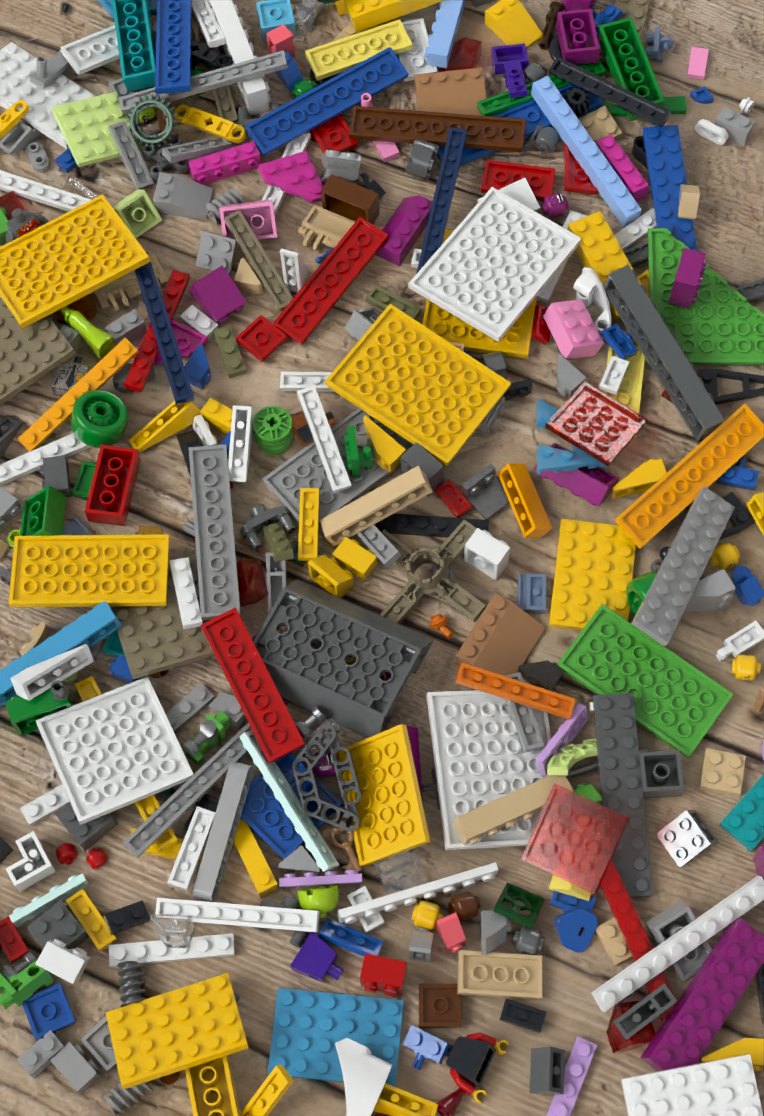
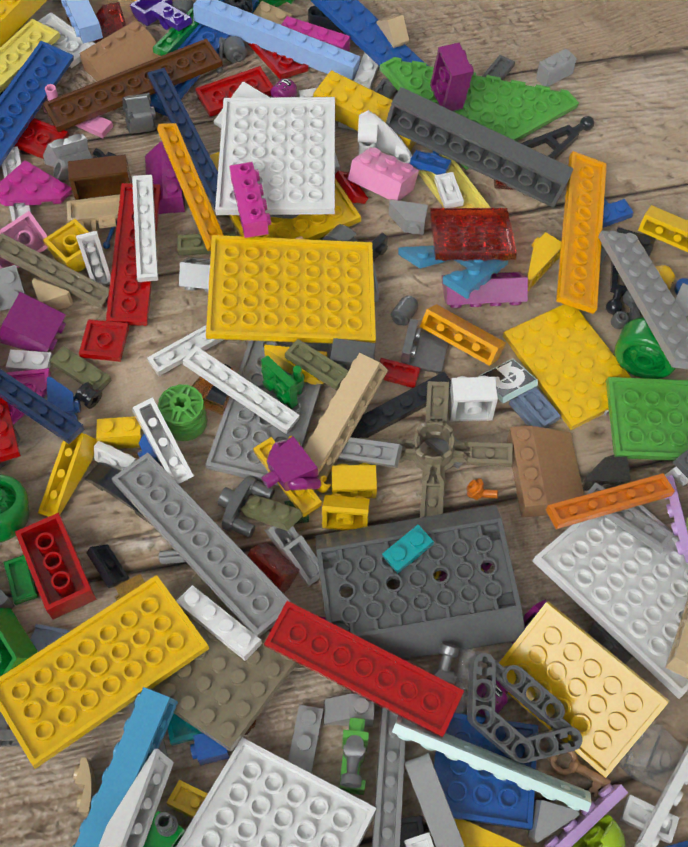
camera: 40 degrees left, 5 degrees down
(146, 507) = (107, 565): none -> black plate
(220, 375) = (88, 395): none -> black wheel
(290, 239) = (65, 246): none -> yellow slope
(313, 520) = (292, 468): none -> magenta torso
(342, 627) = (407, 549): none -> teal plate
(349, 265) = (145, 228): none -> white plate
(387, 453) = (316, 364): none -> olive plate
(412, 246) = (190, 182): none -> light orange plate
(436, 291) = (249, 199): none -> dark pink brick
(498, 453) = (404, 310): none -> dark grey brick
(530, 558) = (511, 380): none -> tile

